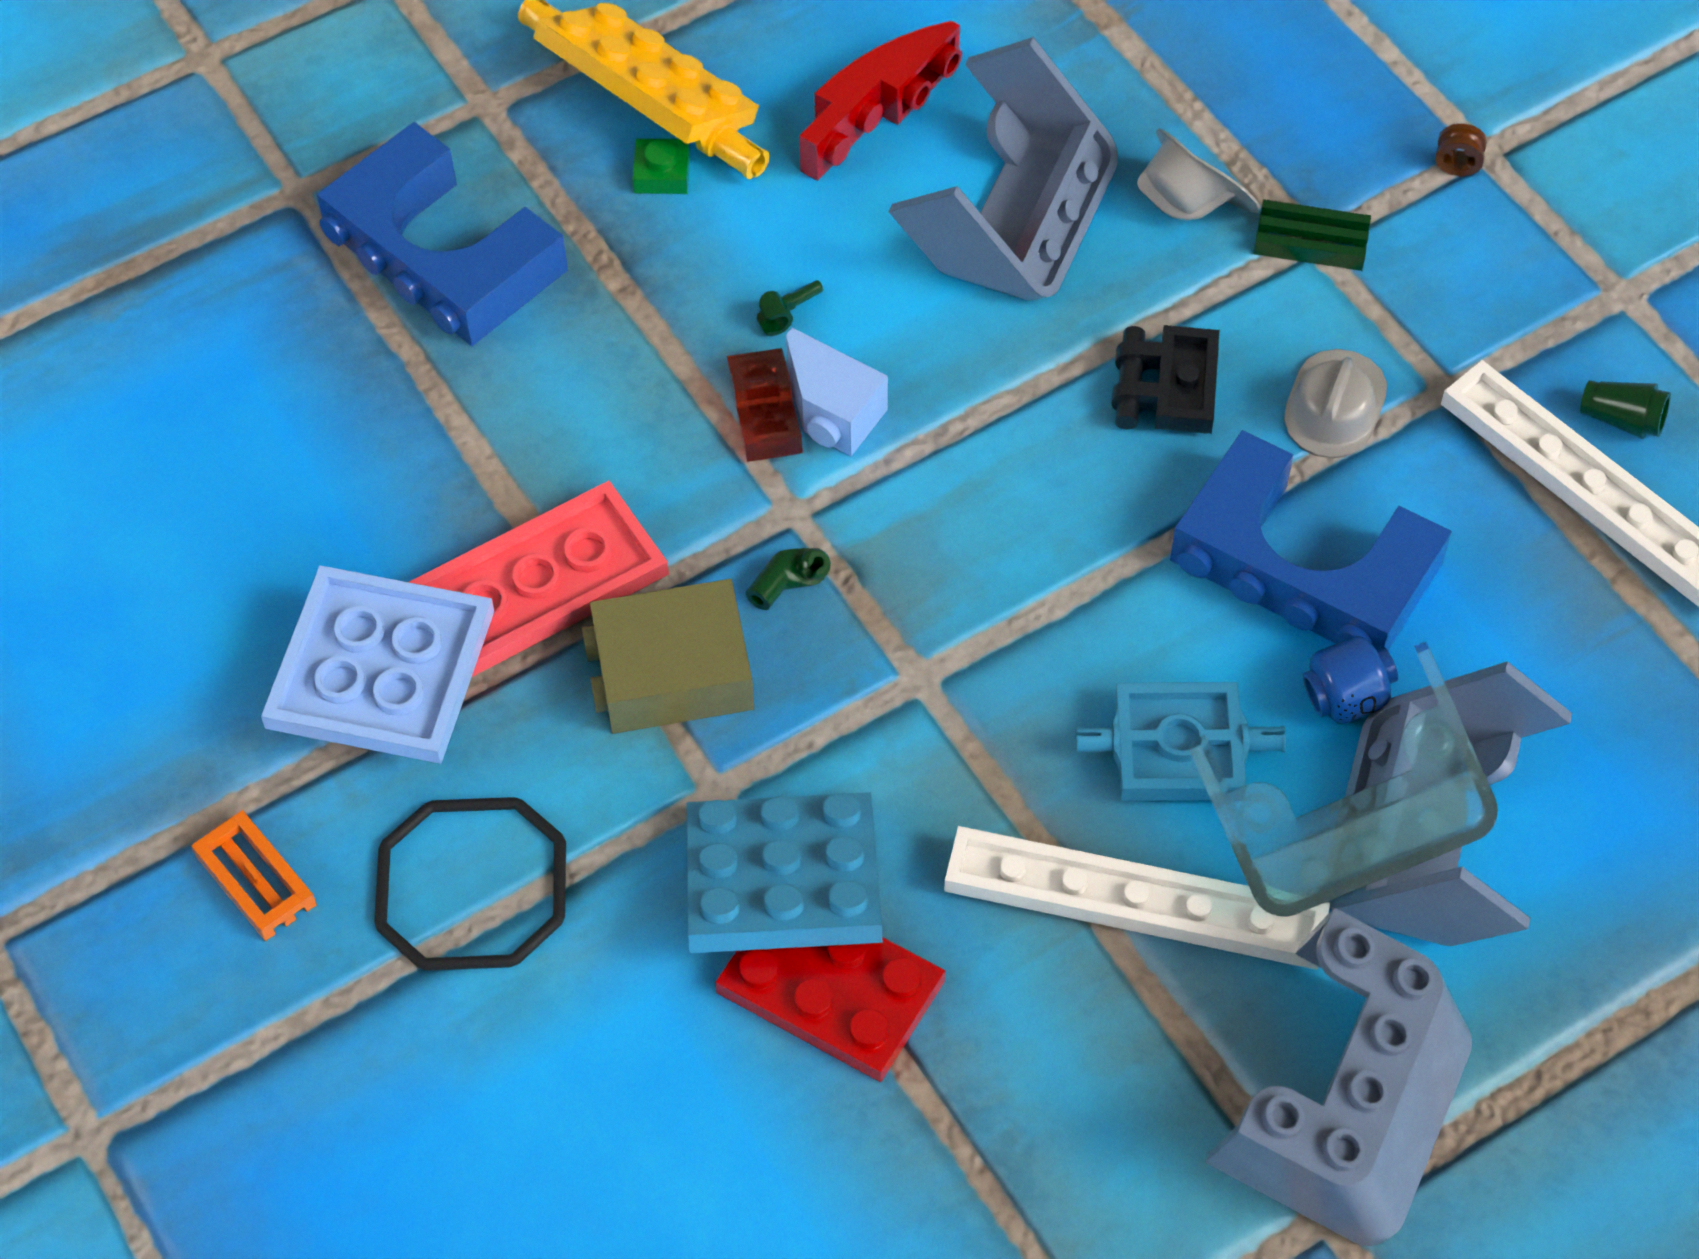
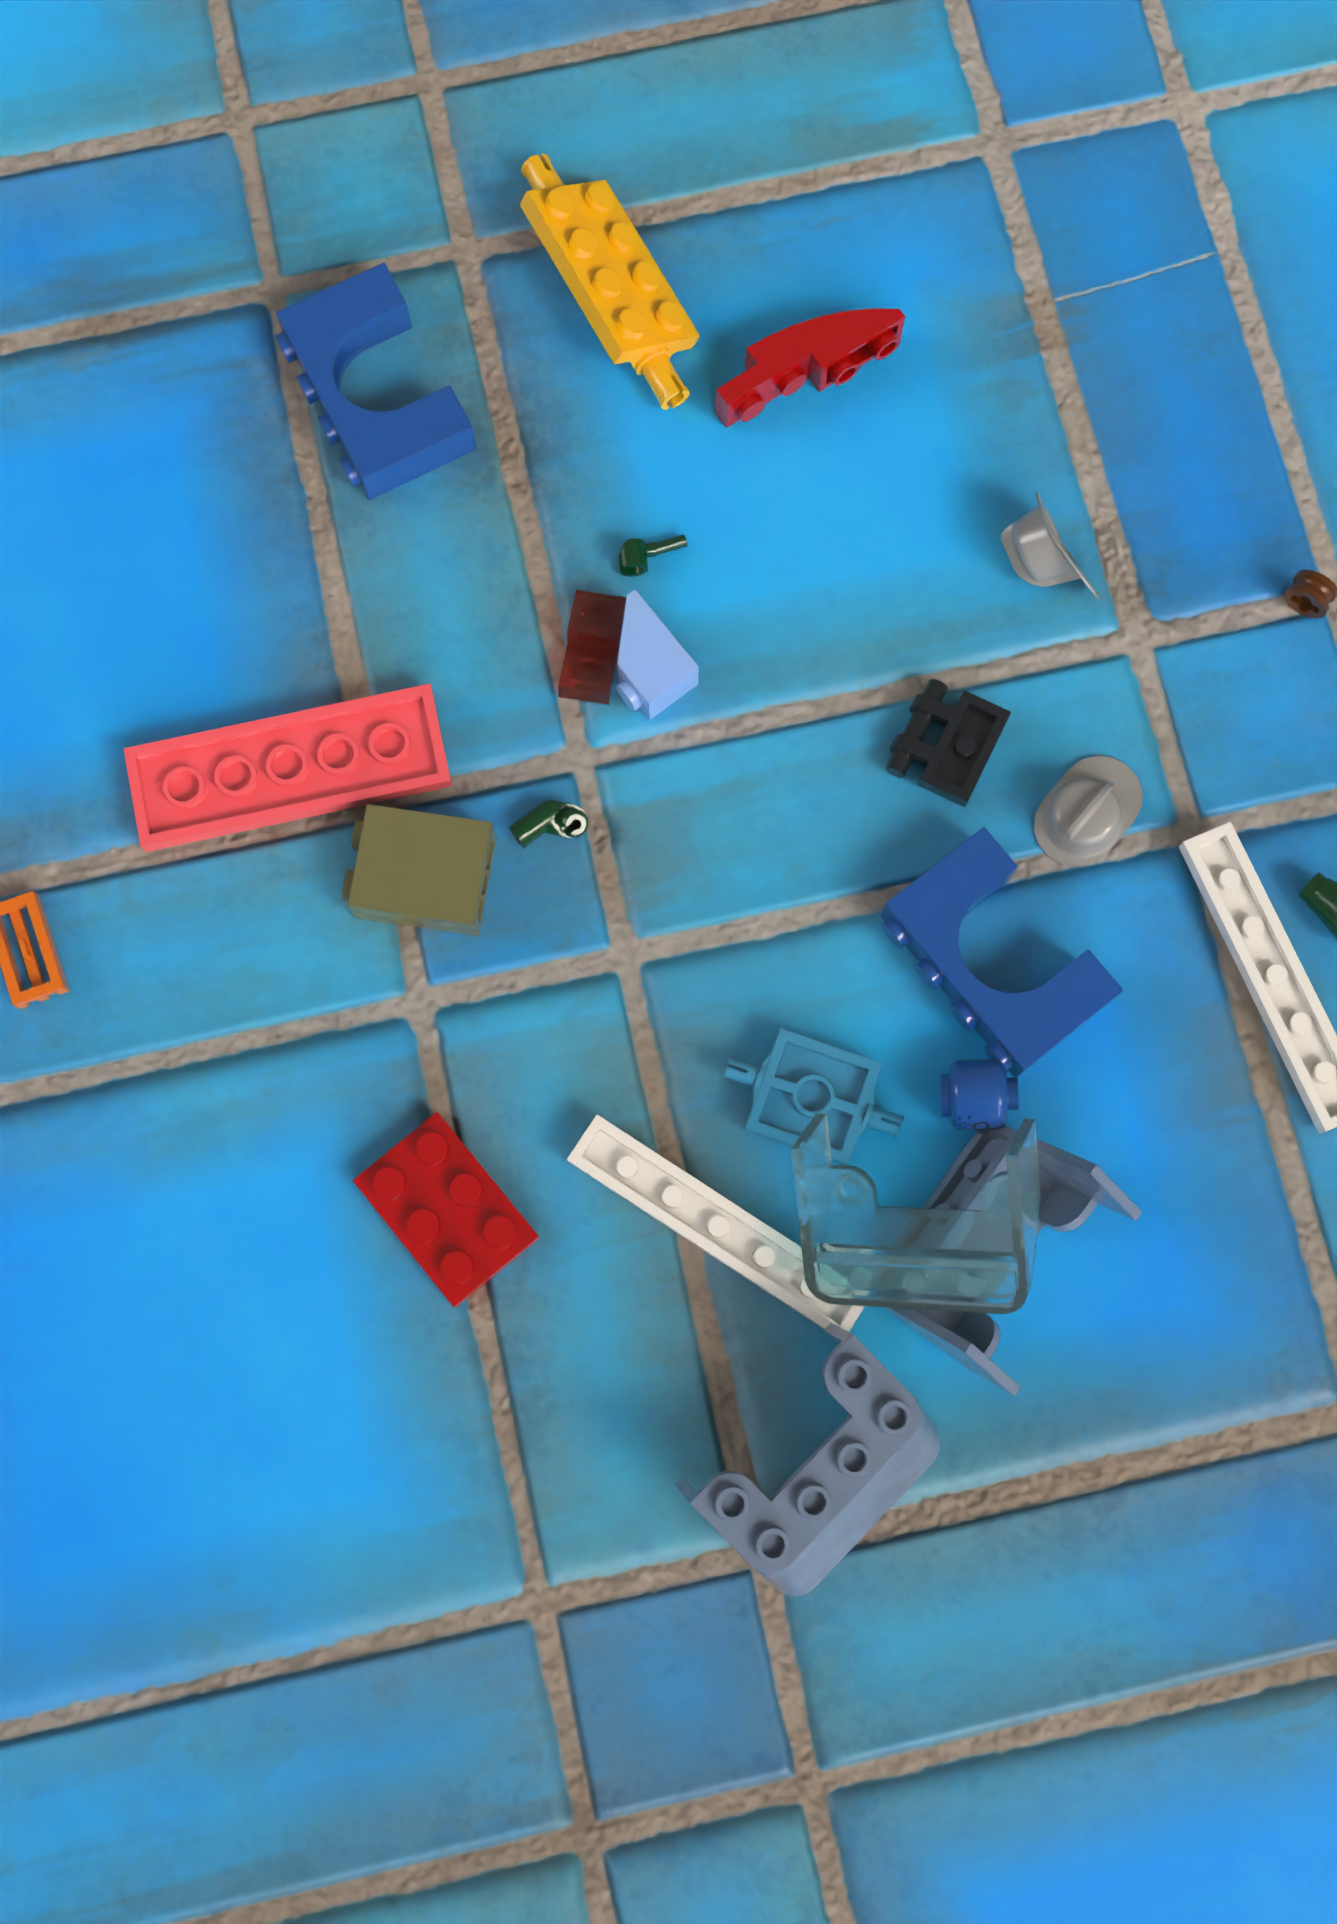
camera: 20 degrees right, 20 degrees up
(379, 664) = (175, 802): light blue plate -> none
(470, 962) = (127, 988): black piece -> none
(661, 166) = (591, 371): green plate -> none
(782, 873) = (437, 1106): dark azure plate -> none
(1045, 194) = (912, 517): sand blue windscreen -> none
(1313, 227) = (1147, 618): dark green tile -> none

